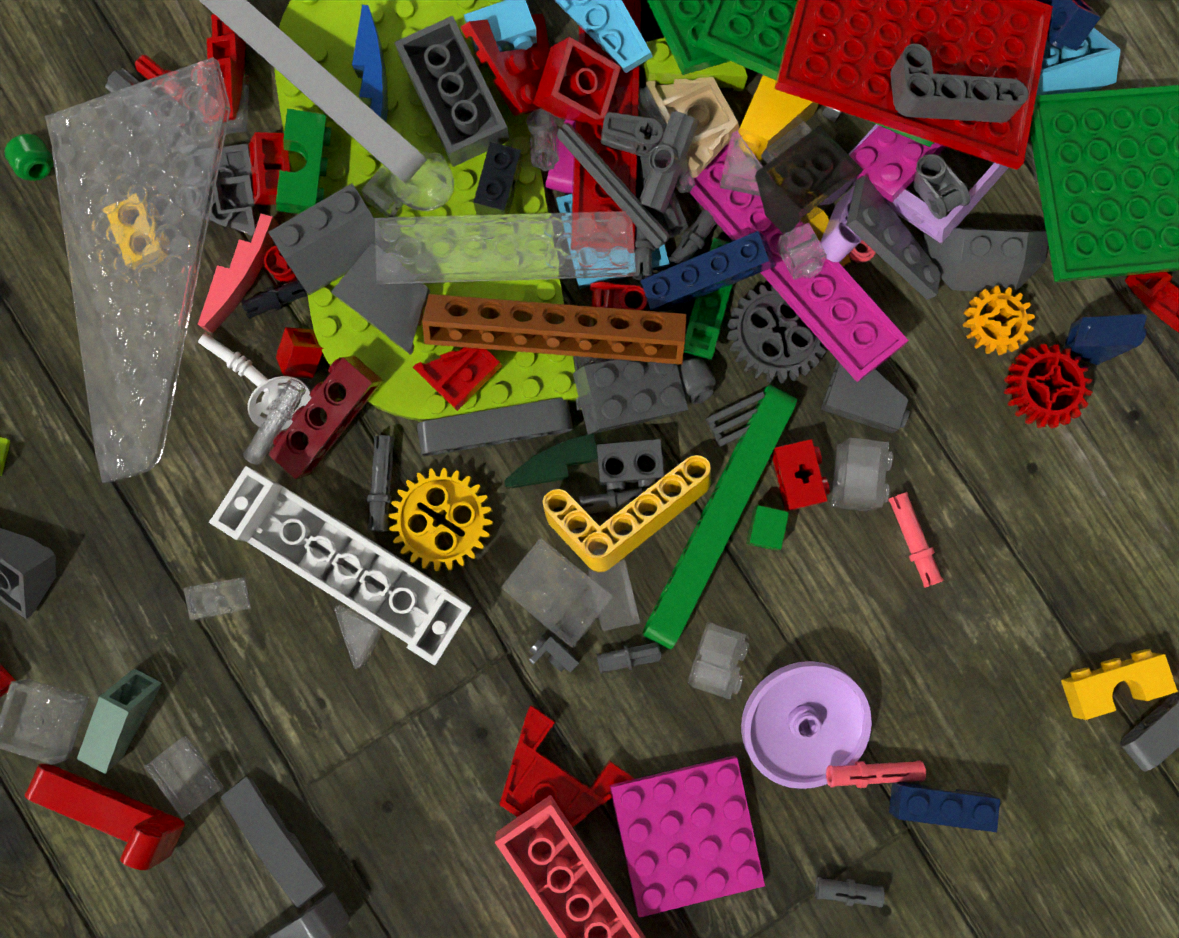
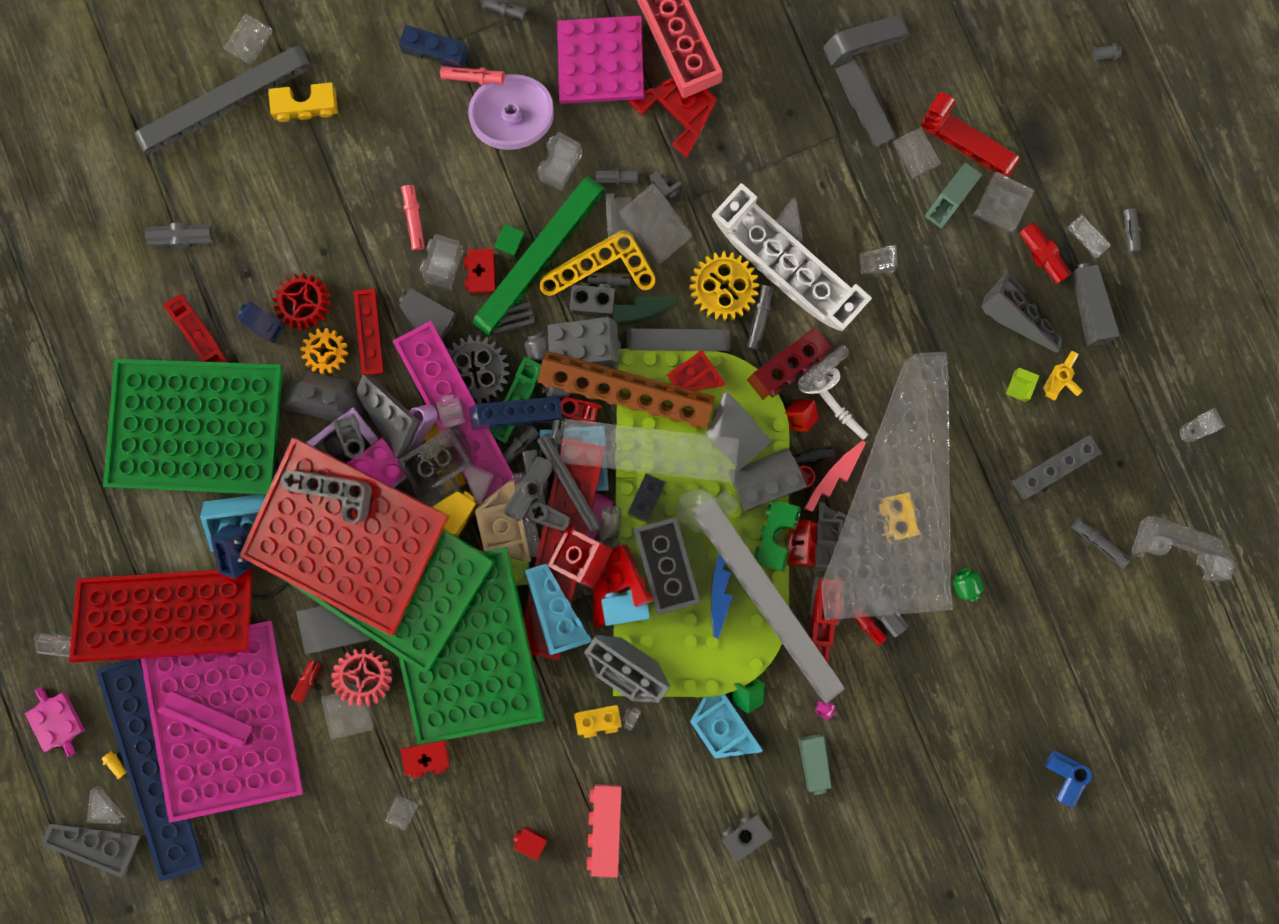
camera: 170 degrees left, 0 degrees up
(941, 360) = (368, 332): none -> red plate

